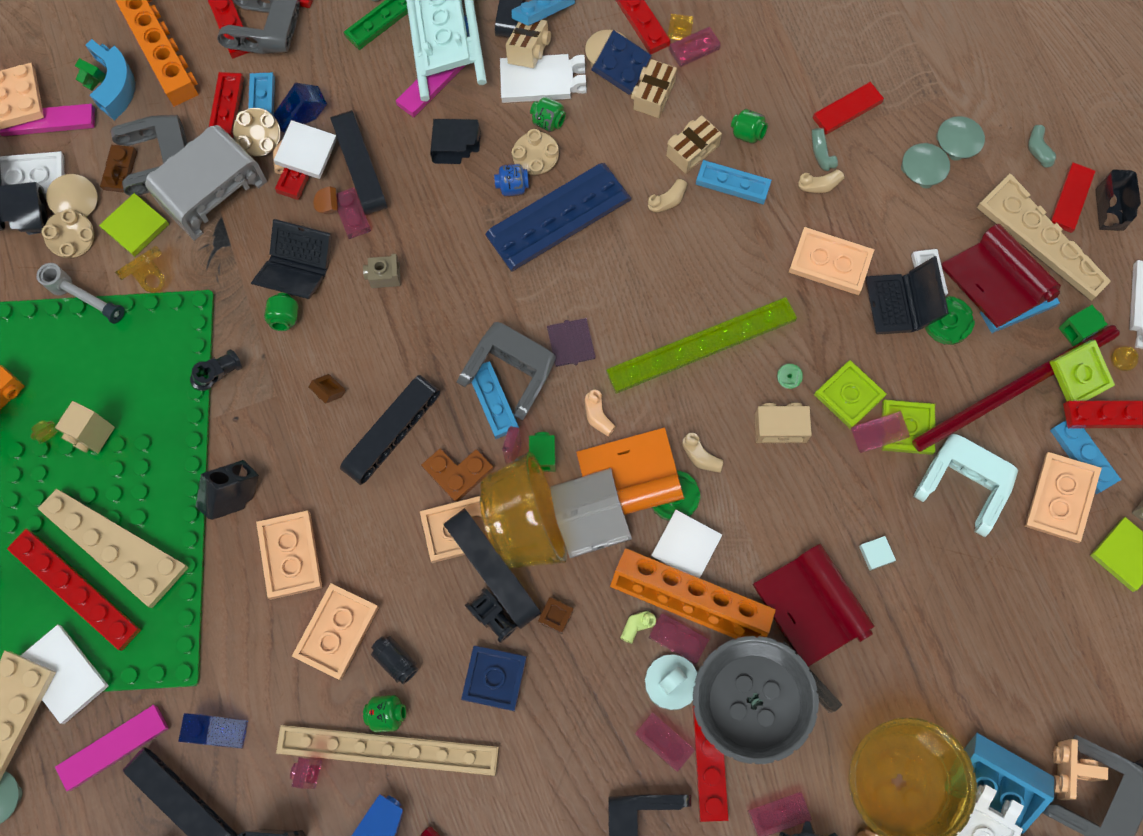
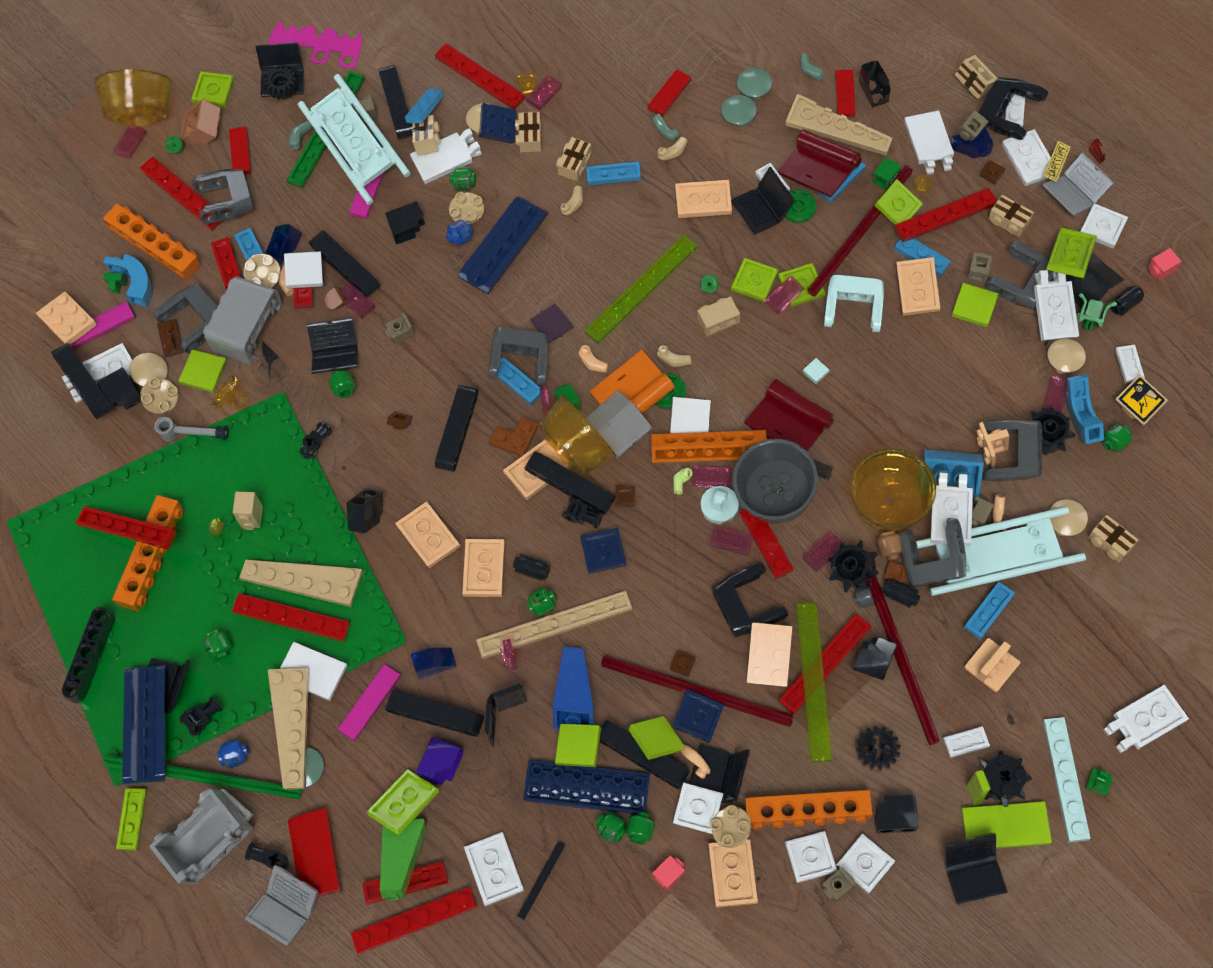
camera: 20 degrees left, 5 degrees down
(749, 126) = (607, 131): green head -> none

